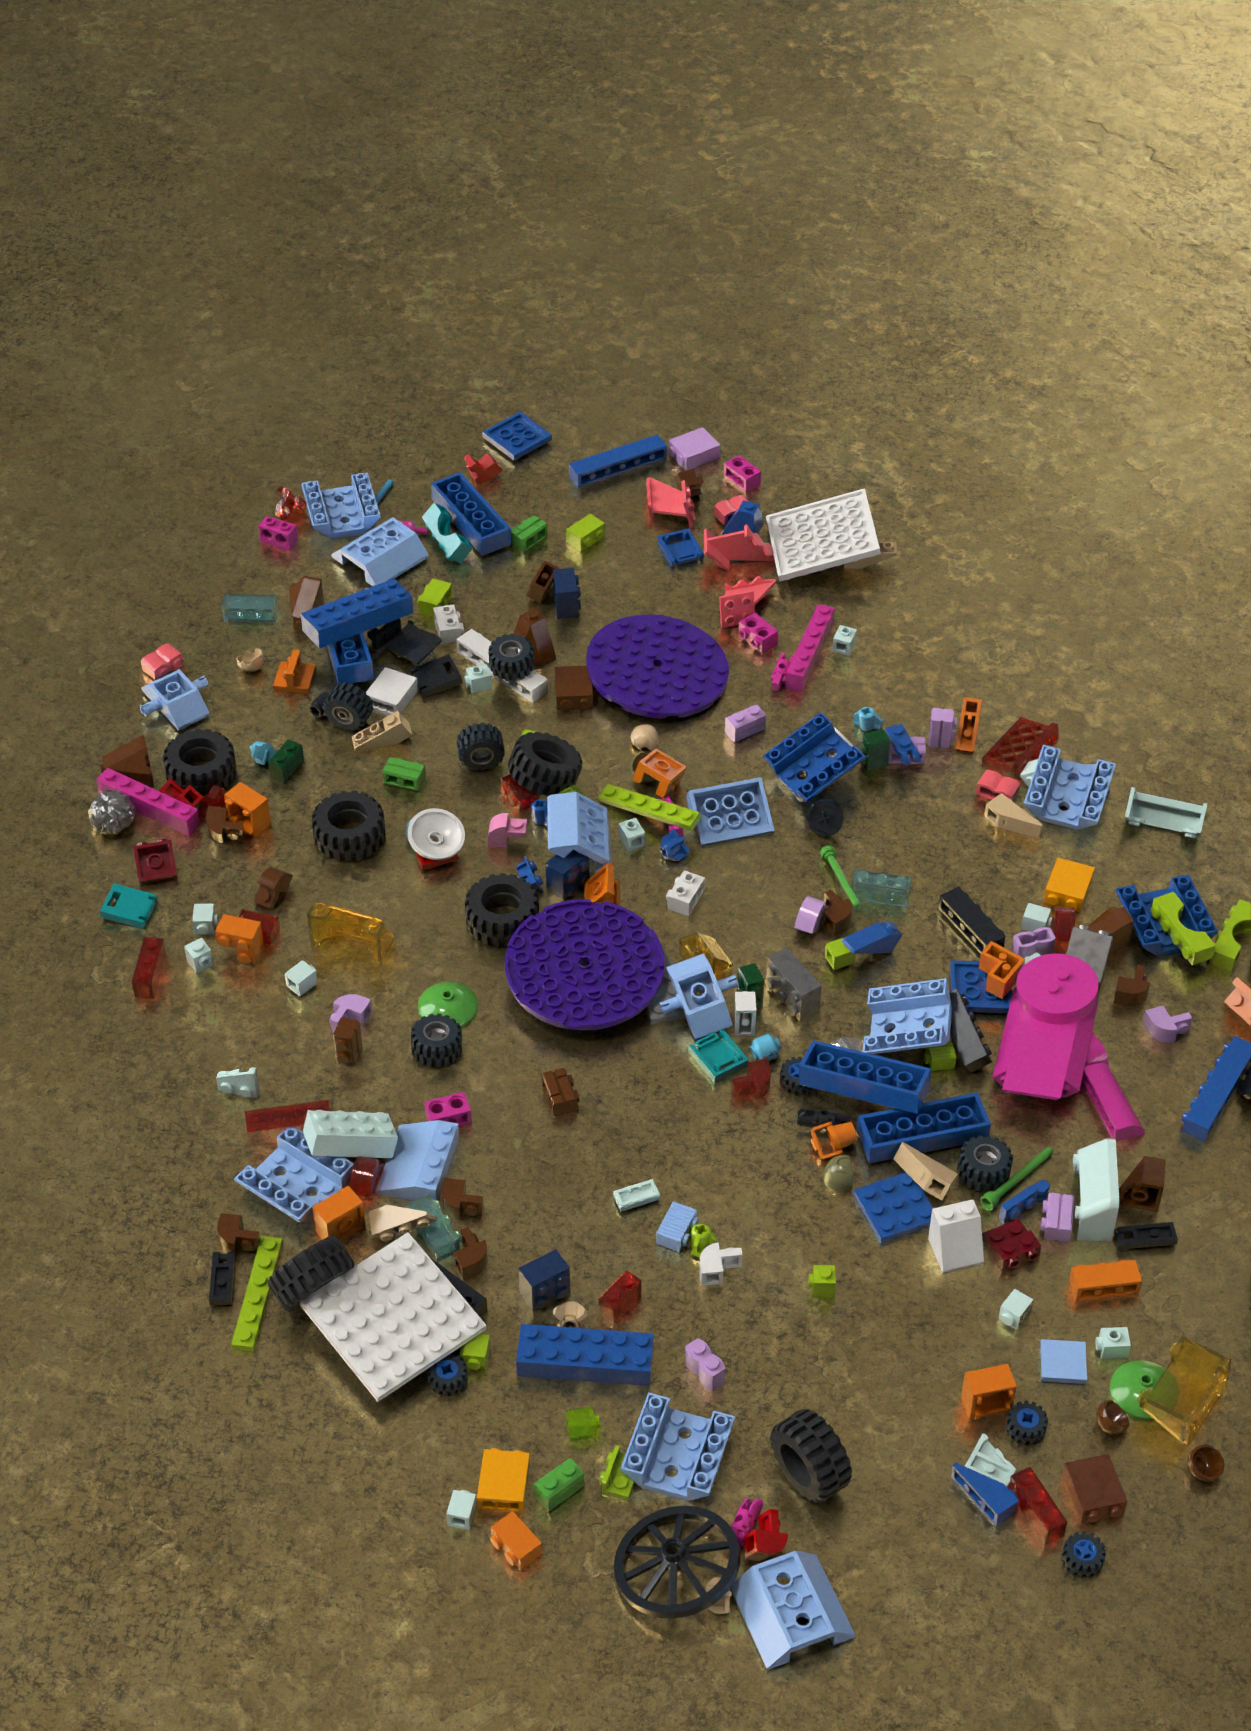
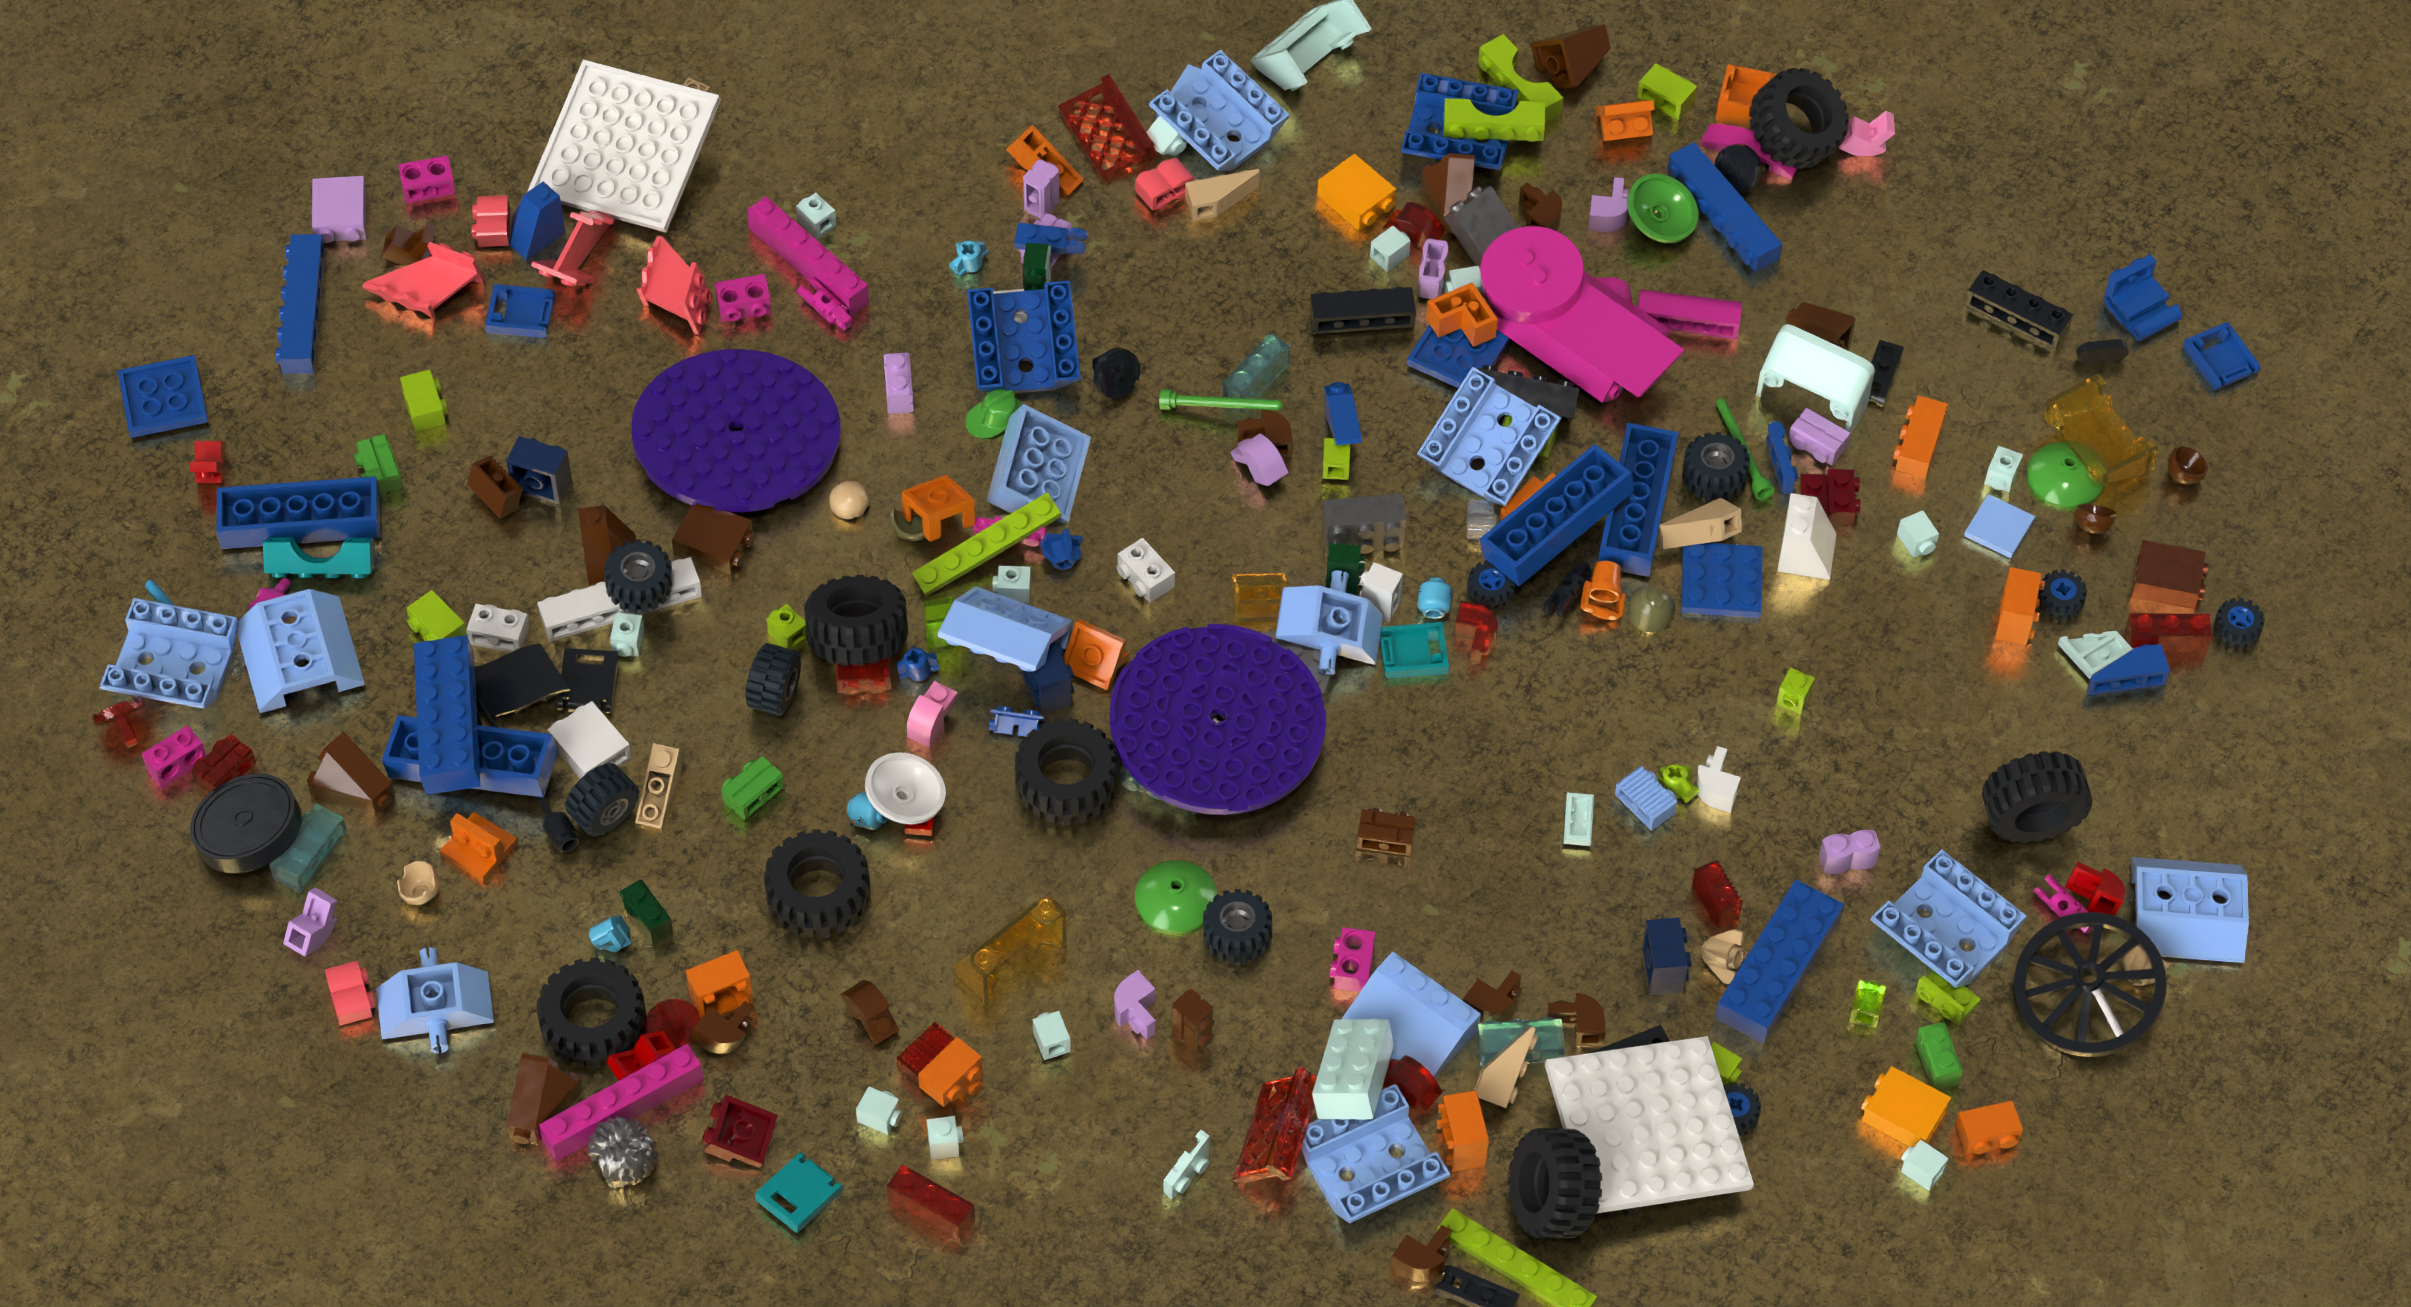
camera: 65 degrees left, 10 degrees up
(197, 630) = (314, 925): none -> lavender brick
(247, 574) = (246, 823): none -> black brick
(284, 554) = (225, 761): none -> clear red brick
(770, 780) = (992, 414): none -> bright green piece
(1192, 1041) = (1662, 208): none -> bright green dish

